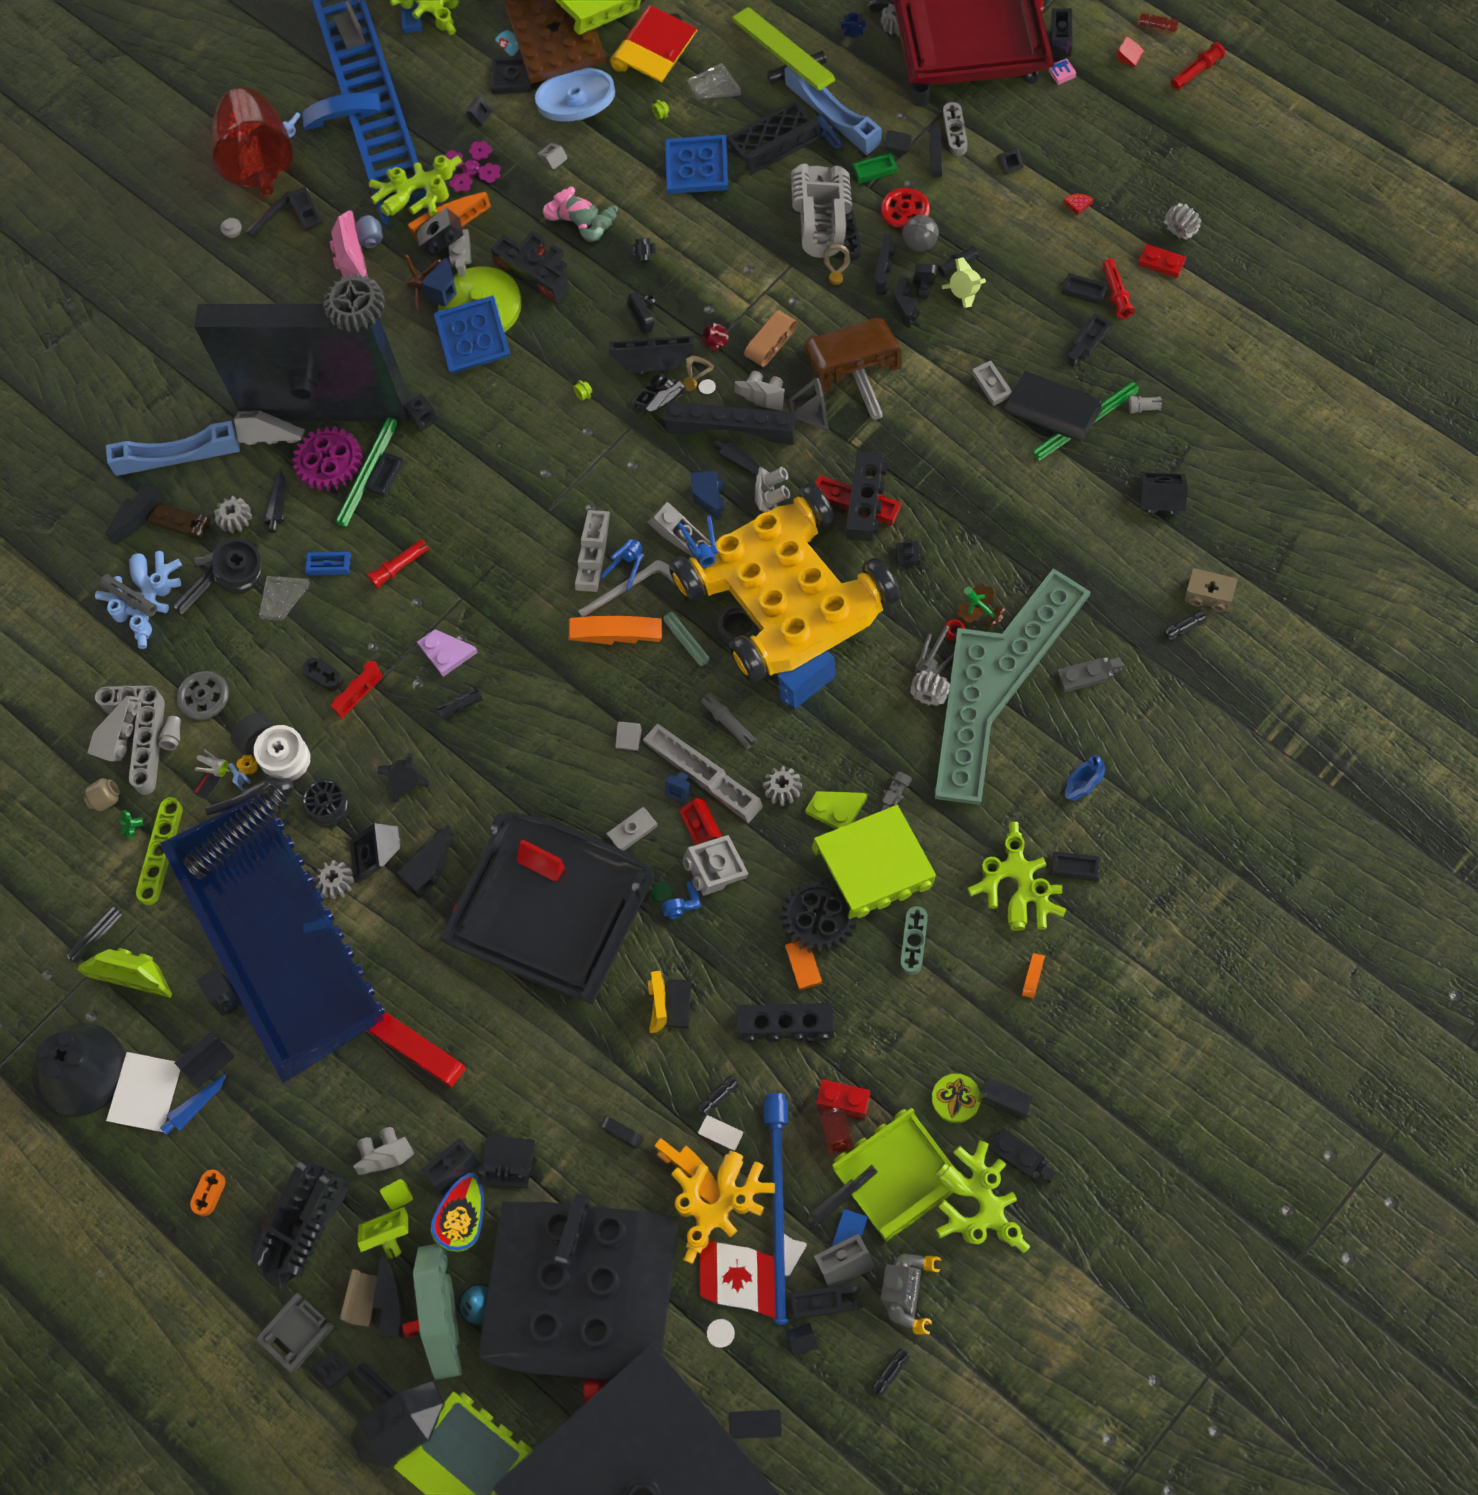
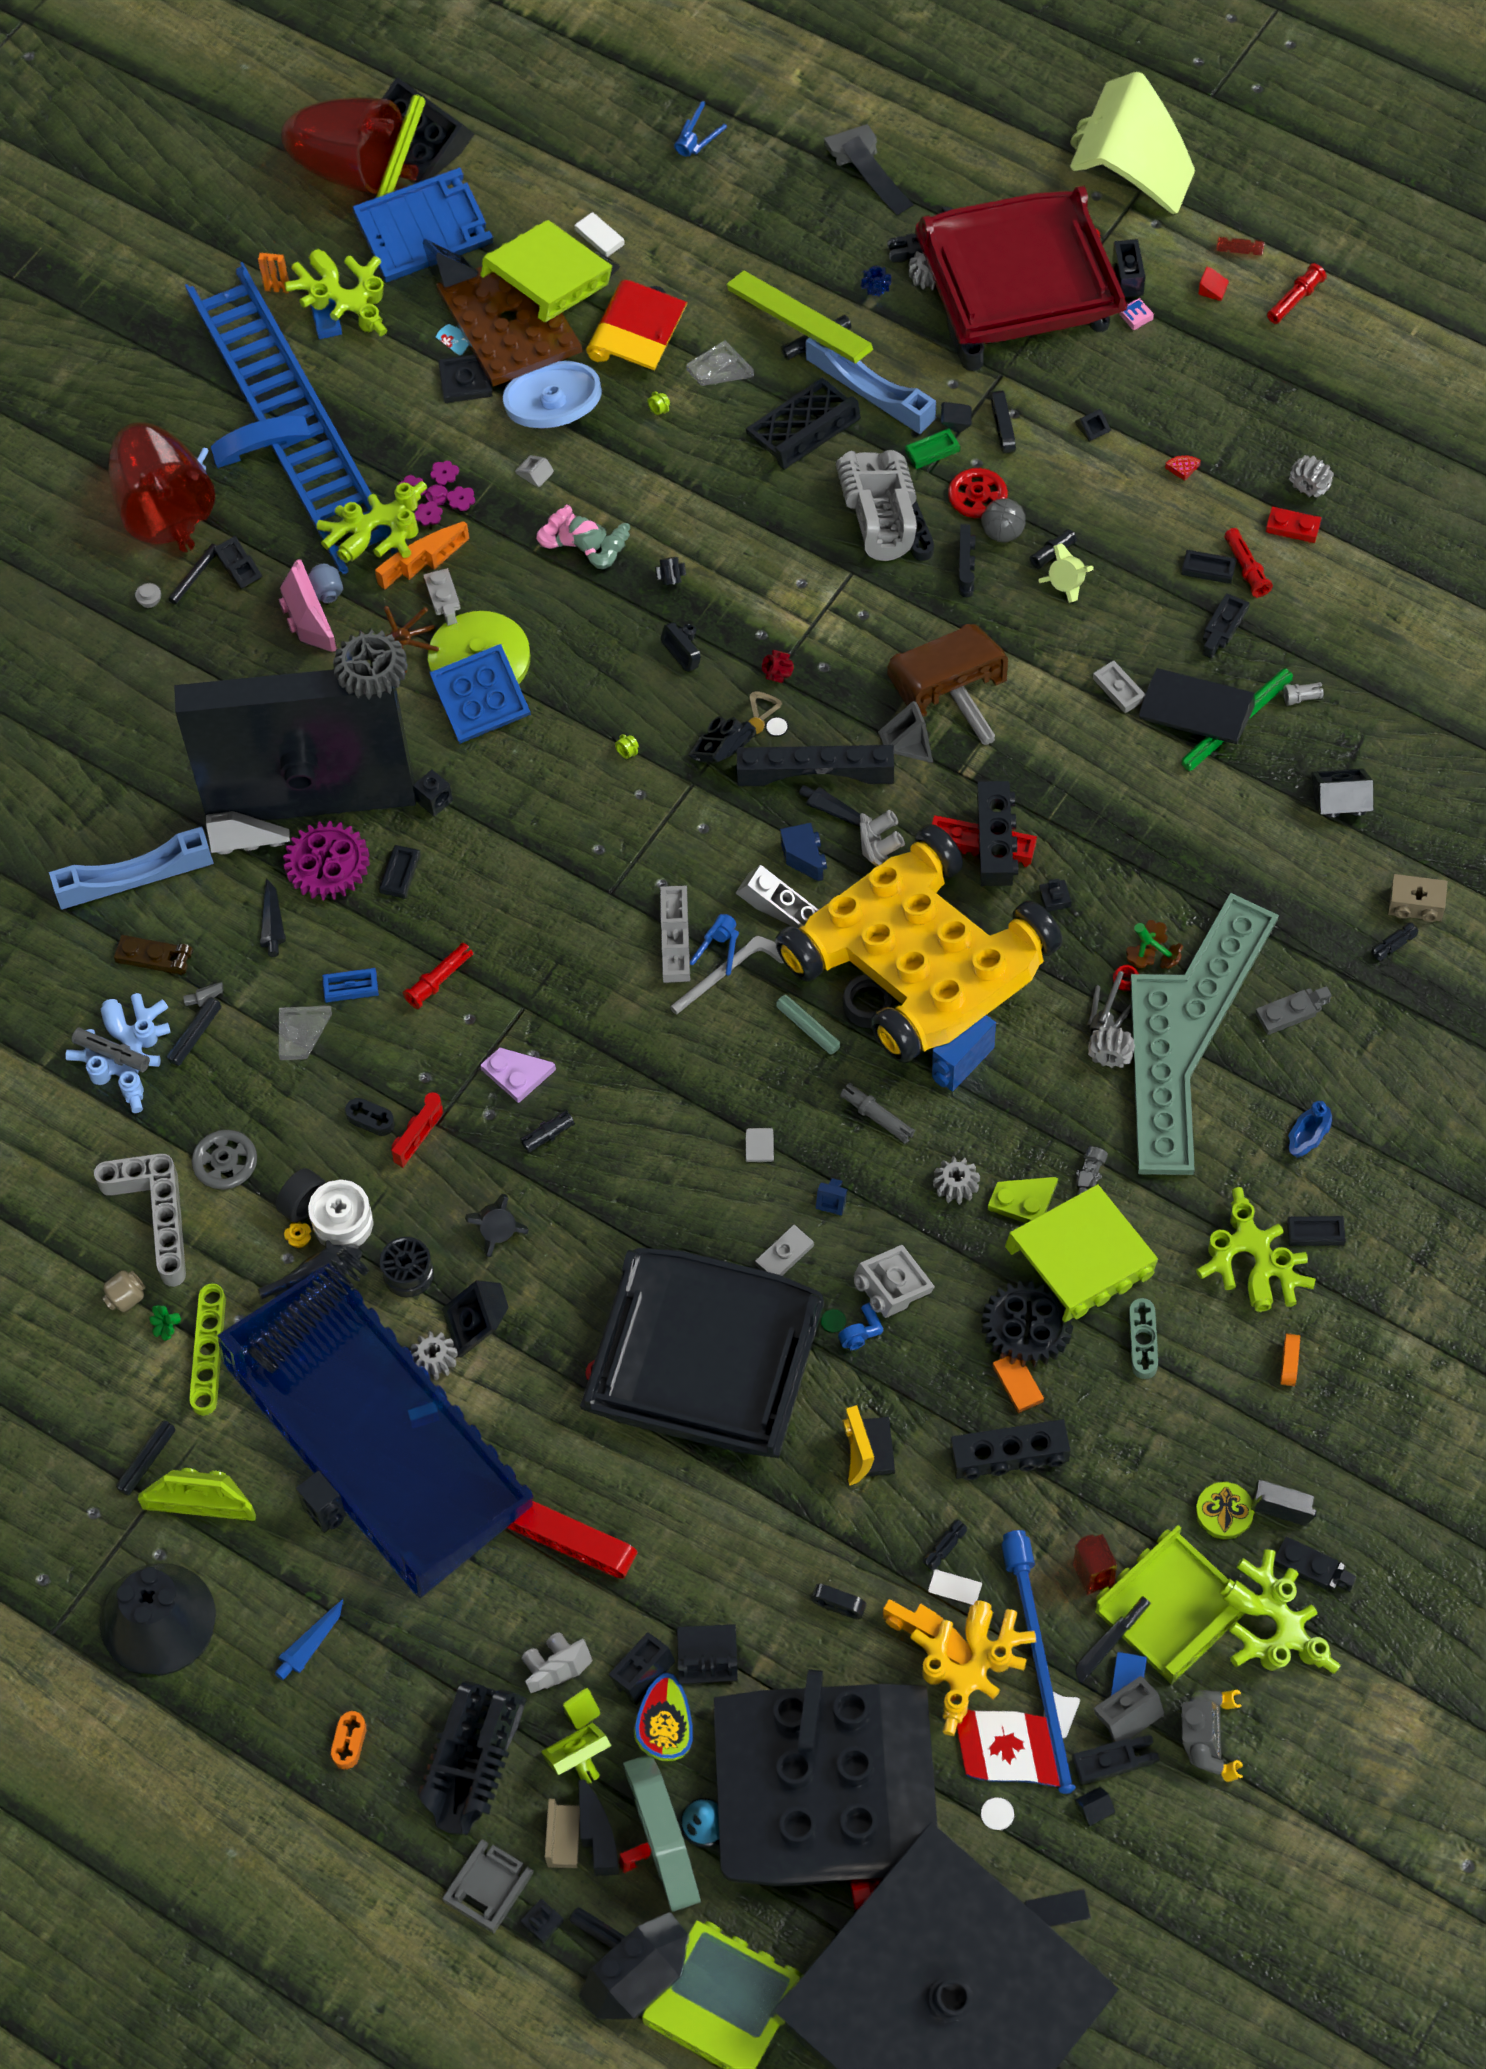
camera: 15 degrees left, 5 degrees down
(112, 734) = (124, 1217): light grey slope -> none
(133, 513) = (96, 951): black slope -> none
(144, 1092) = (246, 1633): white sticker -> none
(170, 734) = (194, 1210): light grey cone -> none
(204, 1059) = (314, 1586): black panel -> none
(206, 784) = (253, 1257): black sticker -> none
(219, 766) = (263, 1238): flat silver piece -> none
(232, 514) = (221, 939): light grey gear -> none
(236, 565) = (241, 999): black wheel -> none
(239, 777) = (291, 1251): light blue hand -> none
(349, 28) = (253, 338): dark grey panel -> none
(365, 472) = (377, 871): green axle -> none
(425, 867) = (542, 1328): black slope -> none
(439, 232) = (416, 575): black brick -> none
(440, 284) = (431, 637): dark blue slope -> none
(478, 111) = (433, 425): black tile -> none
(533, 264) = (539, 603): black piece -> none
(540, 860) = (684, 1300): red slope -> none
(615, 628) = (720, 1021): orange slope -> none
(652, 353) = (706, 693): black wedge -> none
(696, 164) = (716, 464): blue plate -> none
(700, 821) = (863, 1234): red slope -> none
(704, 554) = (816, 920): blue plant -> none
(704, 773) = (859, 1177): light grey slope -> none
(761, 393) = (844, 726): light grey connector -> none
(770, 338) = (845, 661): medium nougat beam -> none
(828, 133) = (869, 412): dark blue axle -> none
(836, 277) = (908, 582): dark tan piece -> none
(846, 1097) = (1095, 1522): red brick -> none
(890, 1371) = (1205, 1827): black axle -> none
(904, 304) = (998, 606): black slope -> none
(924, 275) = (1015, 570): black piece -> none
(953, 136) = (1019, 402): light grey beam -> none

